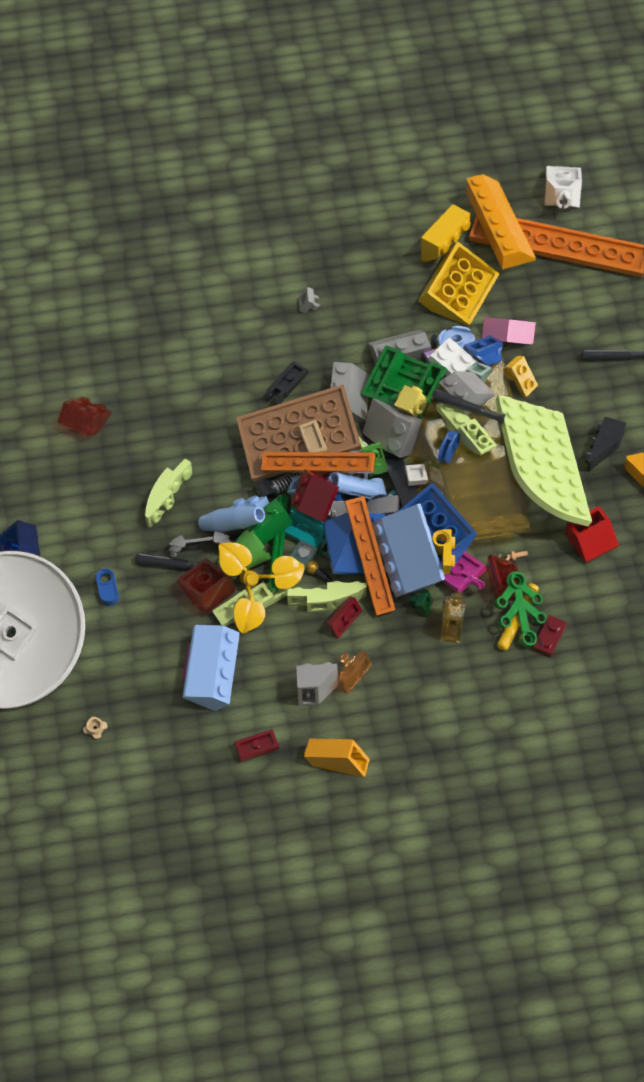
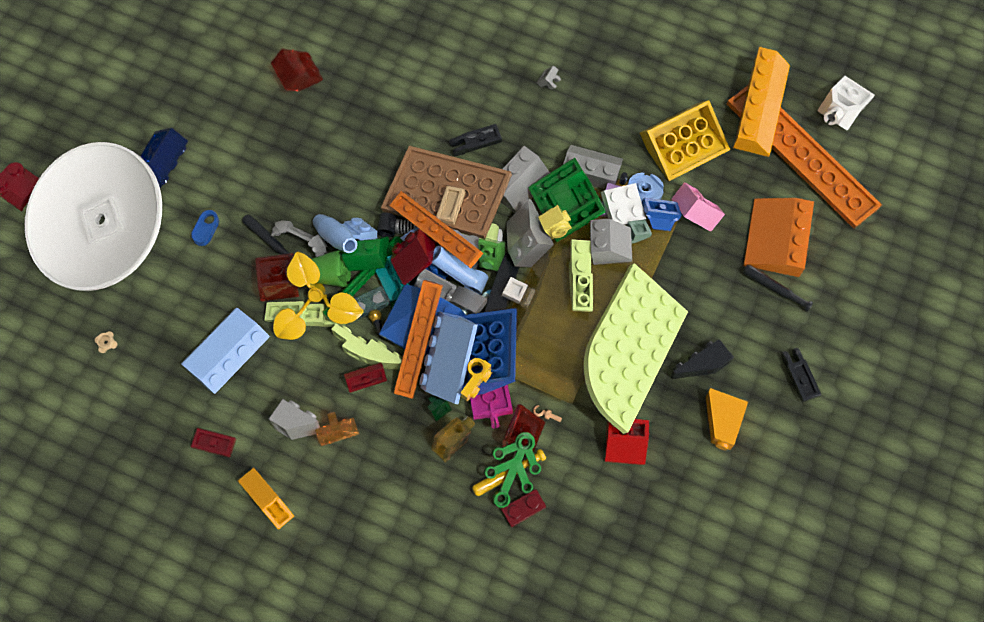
camera: 30 degrees right, 10 degrees up
(161, 495) = (302, 176): yellowish green slope -> none
(444, 233) = (704, 85): yellow slope -> none
(449, 446) = (552, 285): blue piece -> none
(454, 401) = (583, 243): black piece -> none
(520, 373) = (675, 255): yellow plate -> none
(589, 314) = (779, 235): none -> orange slope

